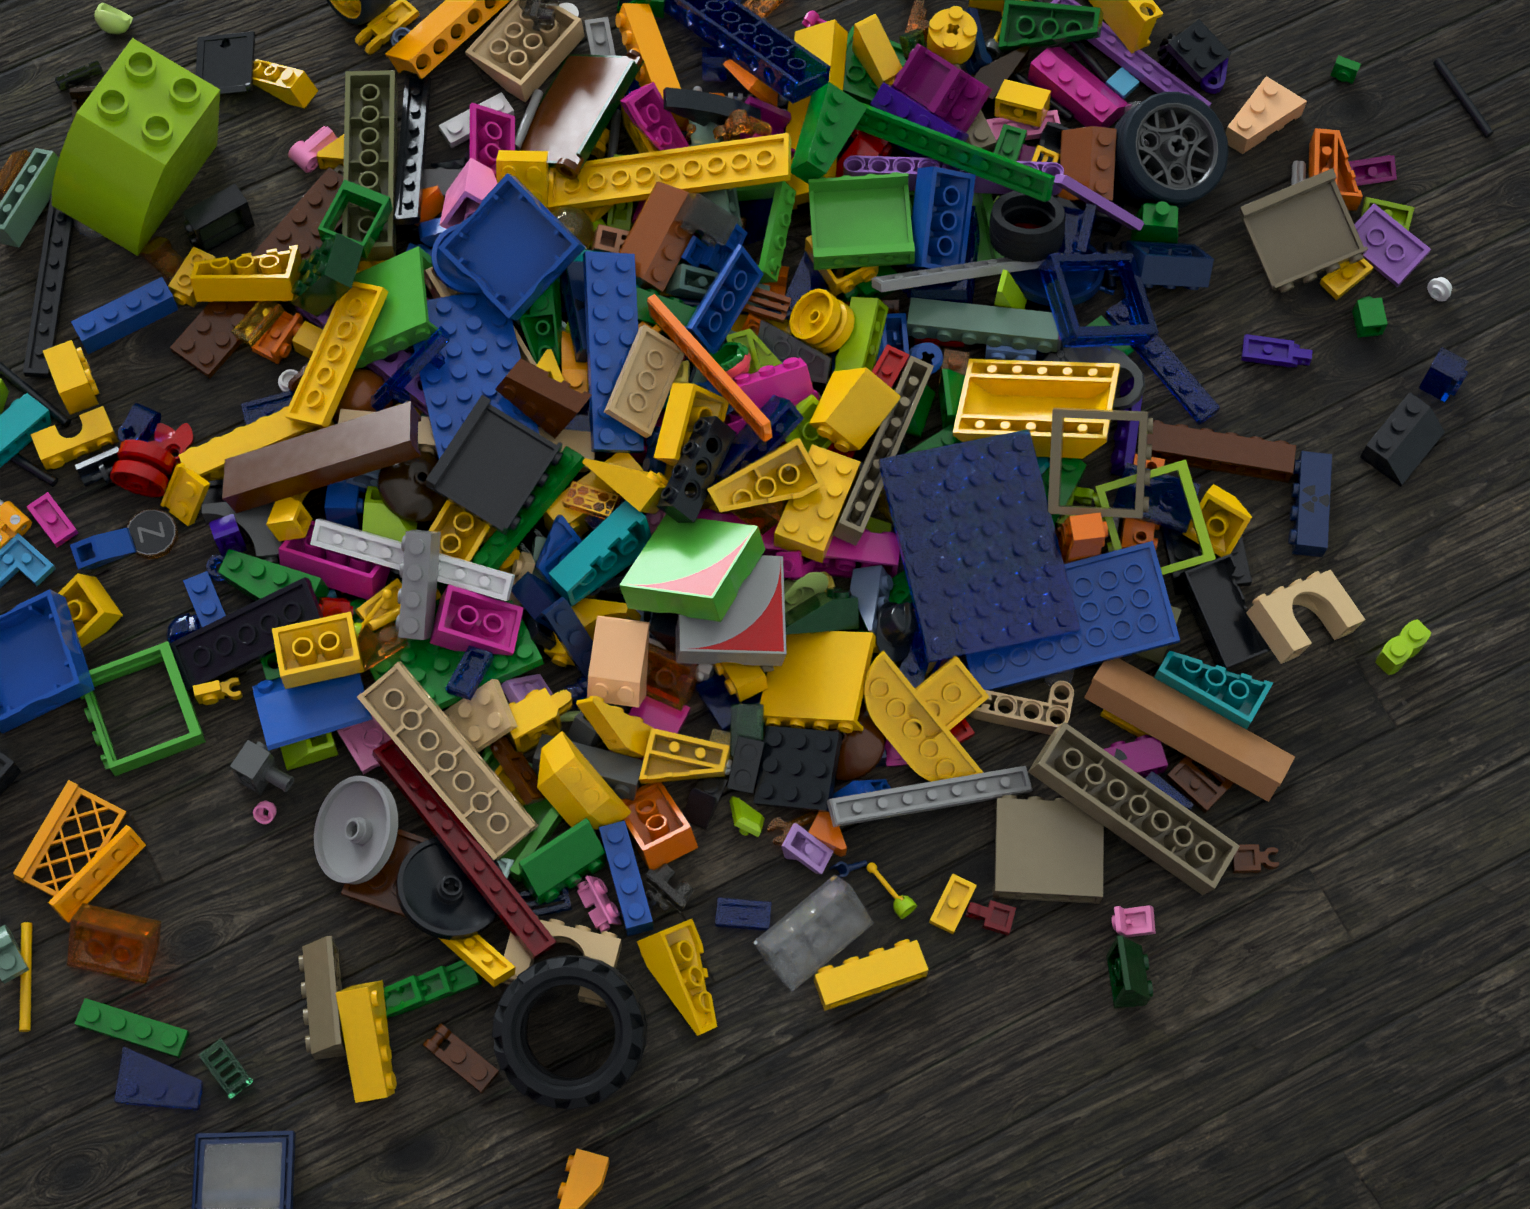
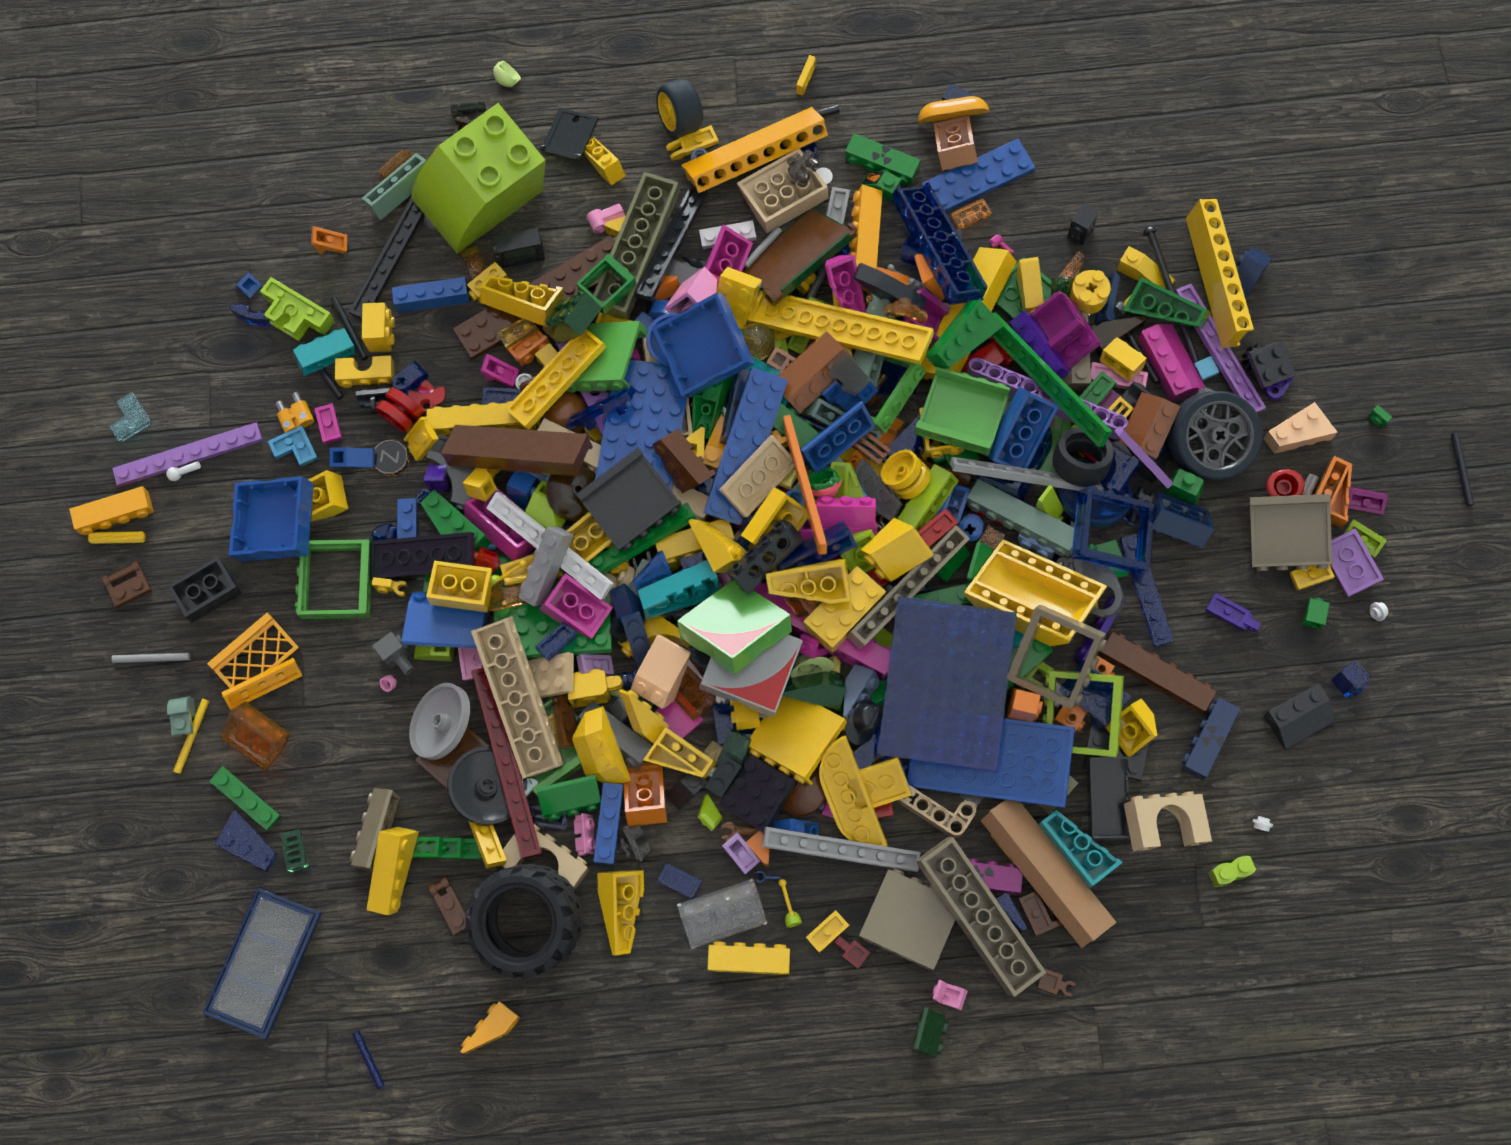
camera: 30 degrees right, 5 degrees up
(252, 376) = (498, 370): none -> dark pink slope
(591, 500) = (687, 548): clear orange tile -> none
(1271, 178) = (1285, 483): none -> red hat
(1413, 579) = (1262, 823): none -> white plate

